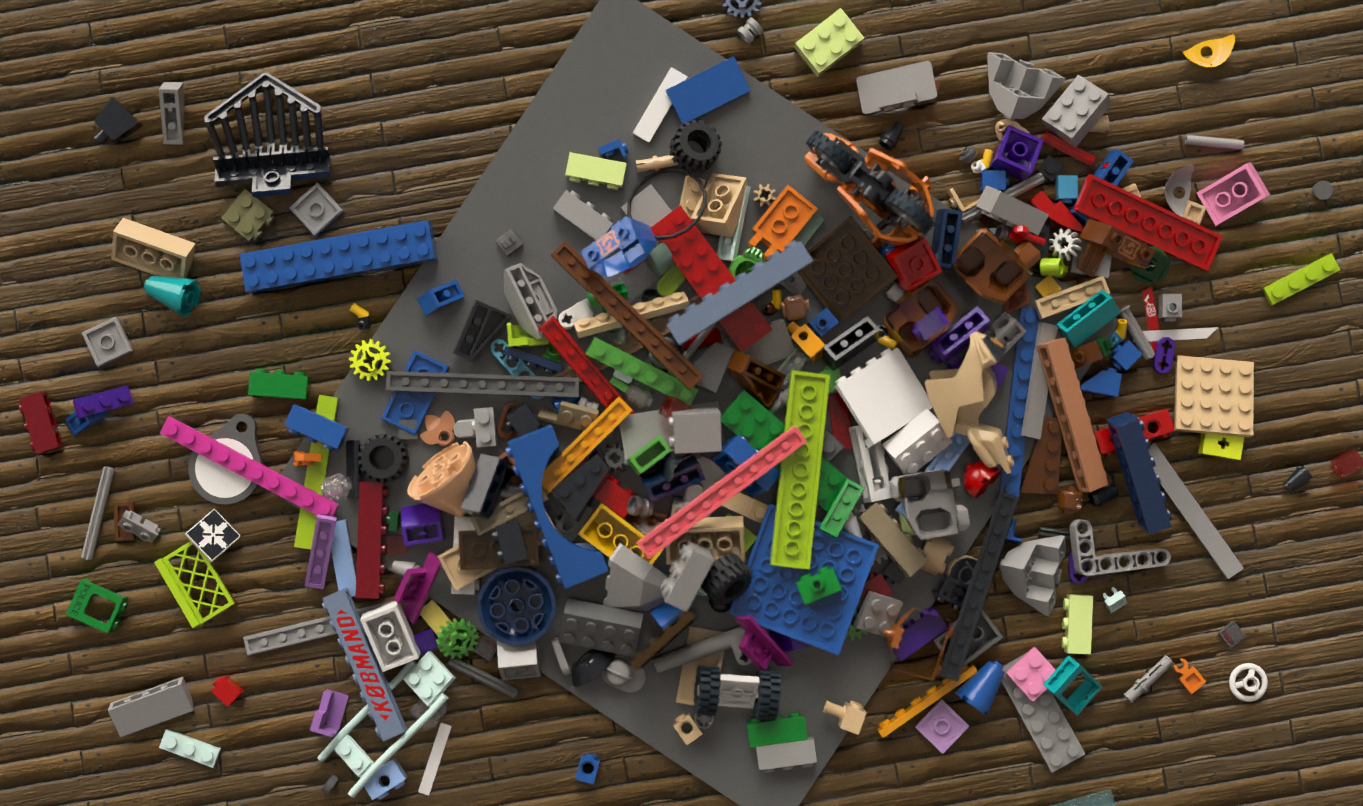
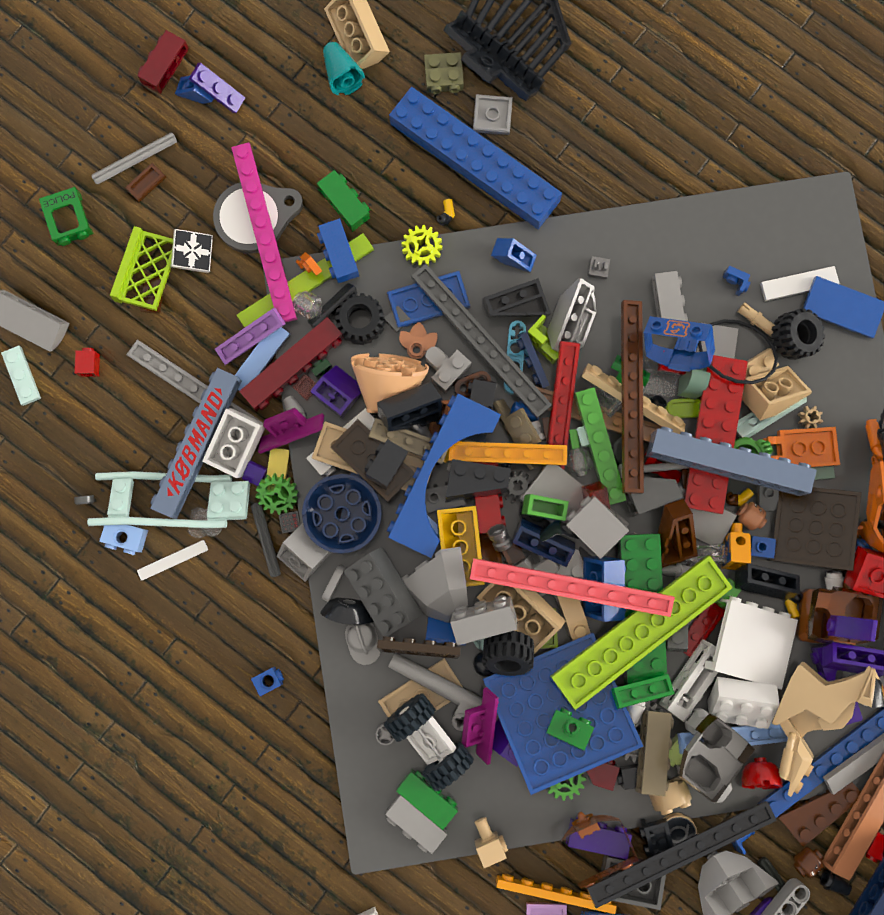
camera: 45 degrees right, 5 degrees down
(107, 341) = (263, 57): light grey tile -> none
(131, 523) = (148, 185): light grey hinge -> none
(330, 713) = (137, 452): medium lavender panel -> none
(551, 354) = (550, 370): bright green plate -> none
(578, 311) = (594, 358): white piece -> none
(596, 171) = (710, 280): yellowish green brick -> none
(690, 736) = (362, 736): tan brick -> none
(877, 613) = (587, 794): light grey plate -> none

